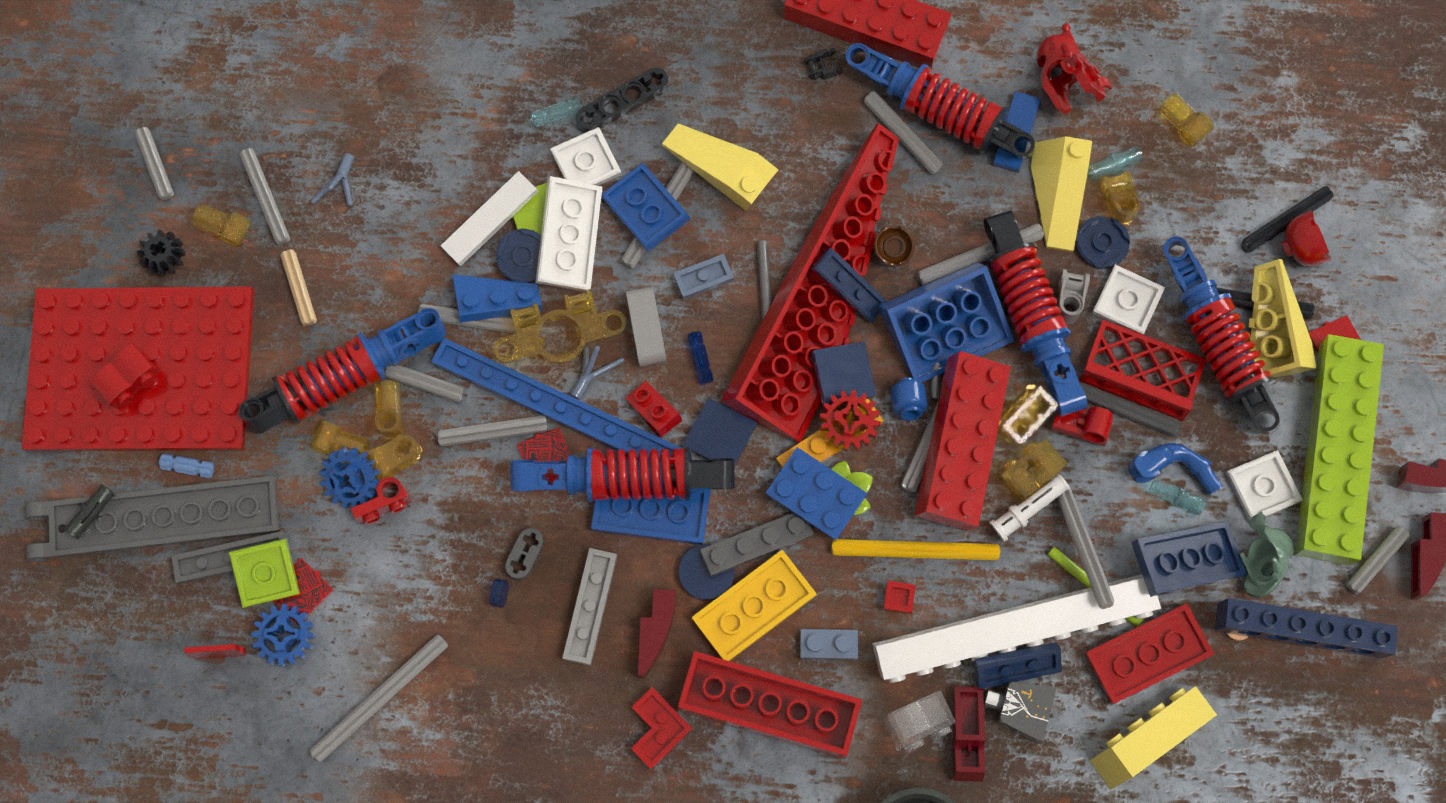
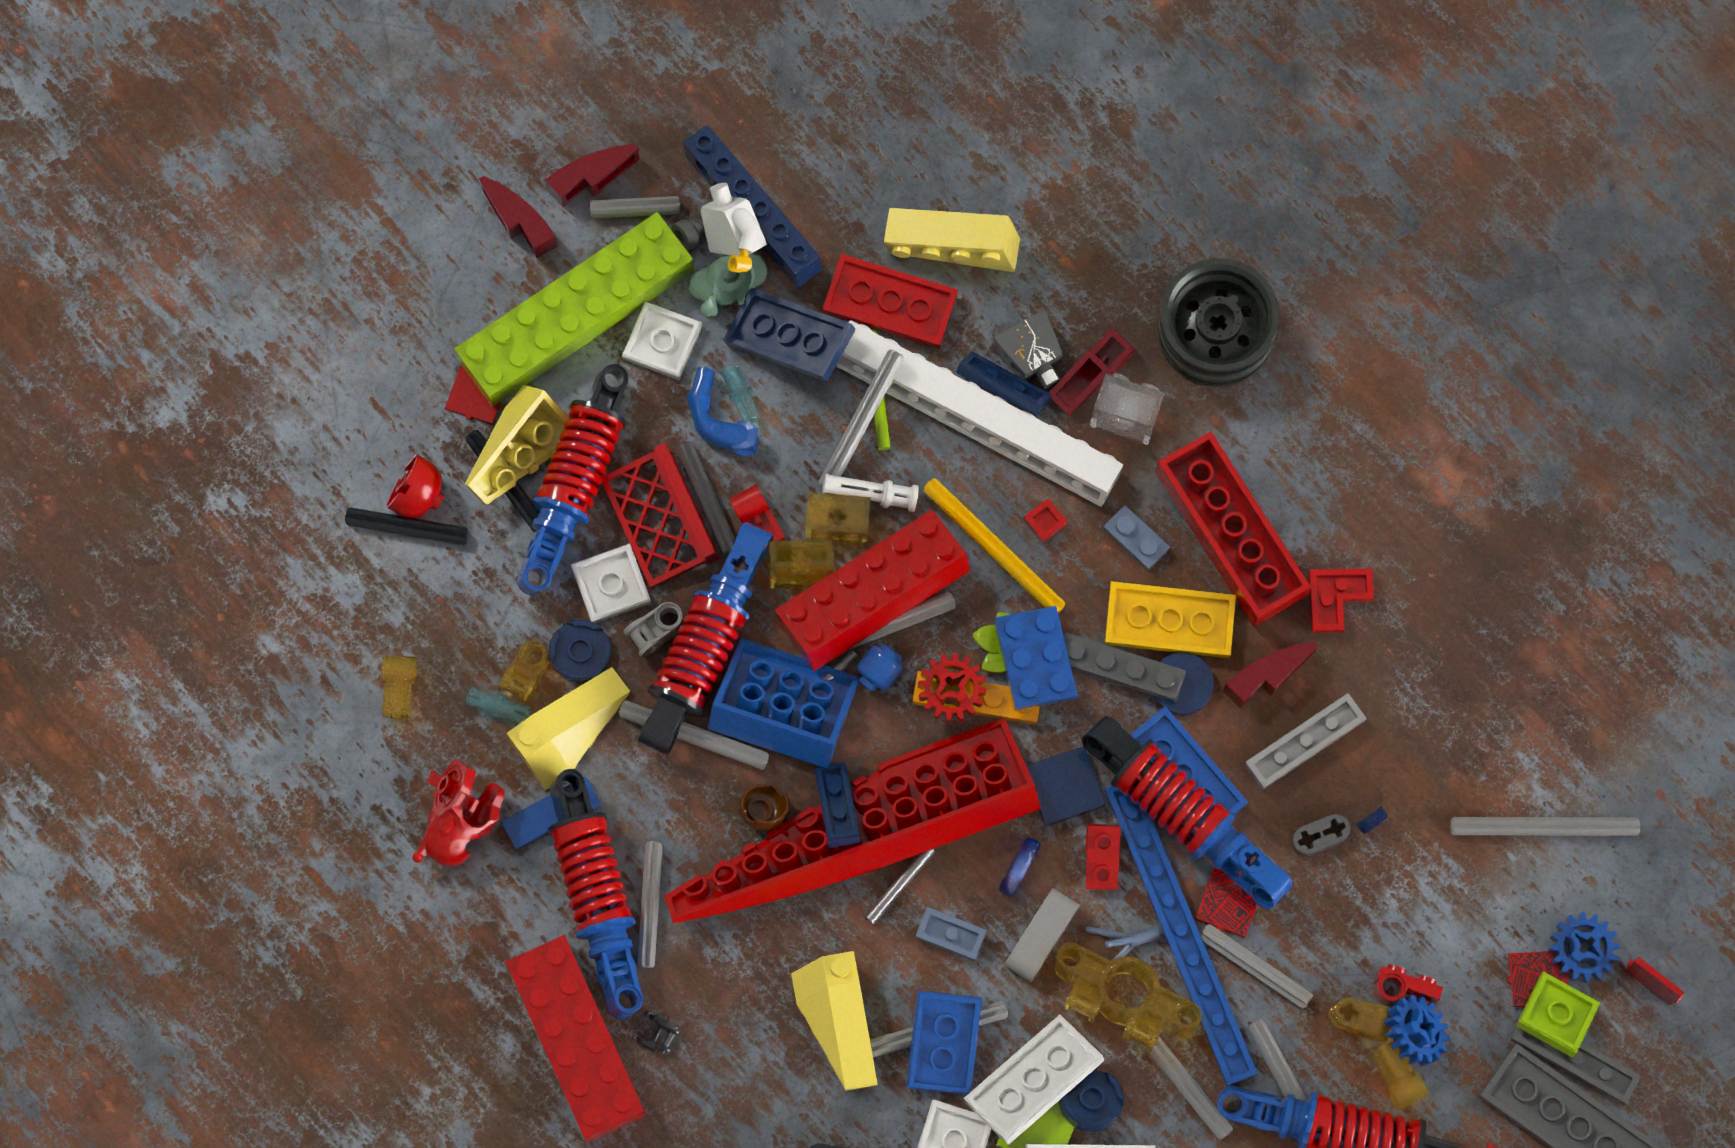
camera: 140 degrees left, 0 degrees up
(389, 408) = (1328, 1067): clear yellow piece -> none
(492, 298) = (1152, 1084): blue wing -> none
(843, 369) = (913, 738): dark blue tile -> none
(1303, 593) = (728, 226): none -> white torso

